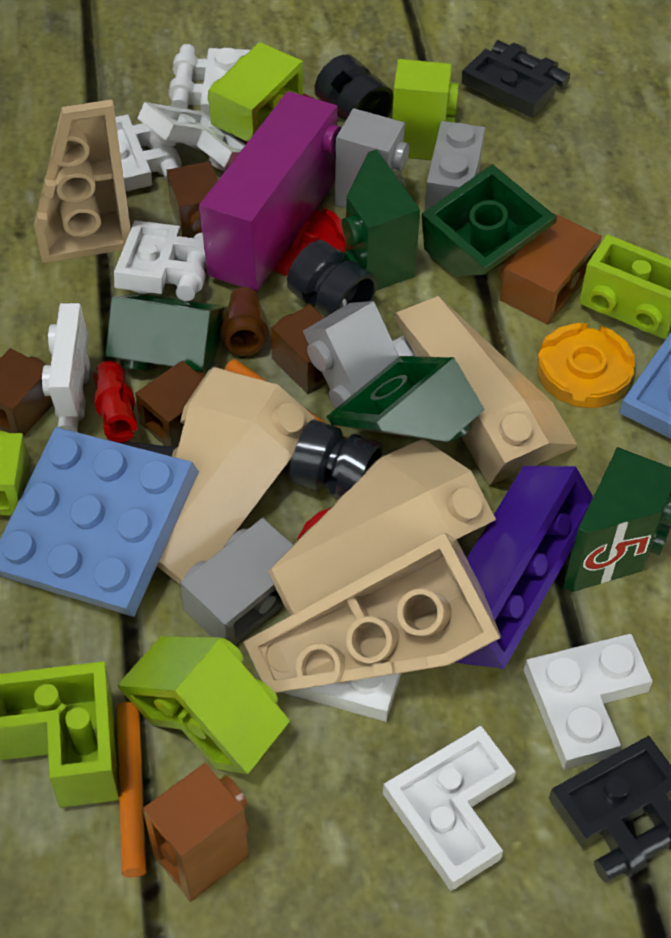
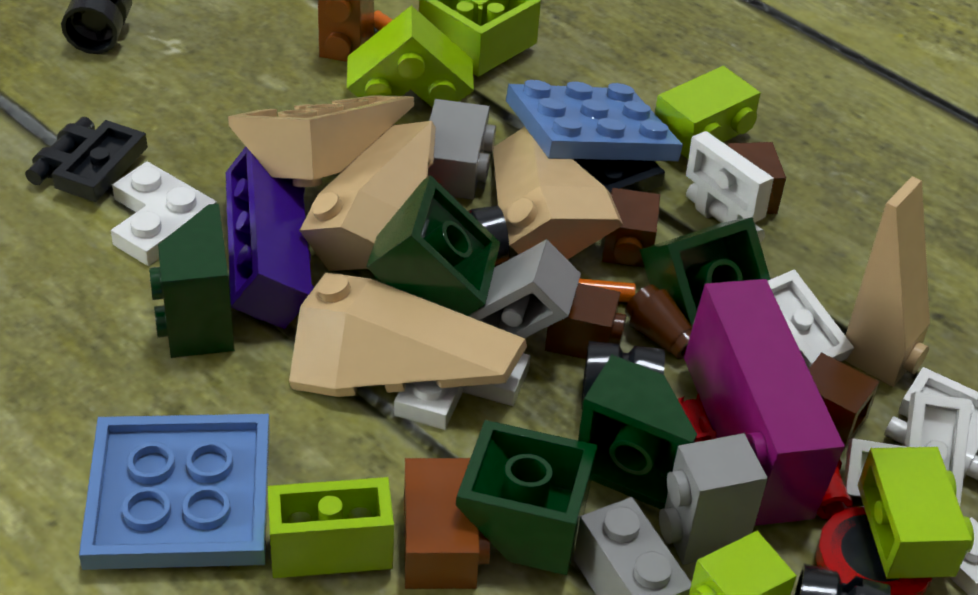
camera: 140 degrees right, 10 degrees down
(114, 402) = (674, 200): red pin -> none
(437, 804) = (207, 106): white plate -> none
(585, 365) = (332, 450): light orange tile -> none

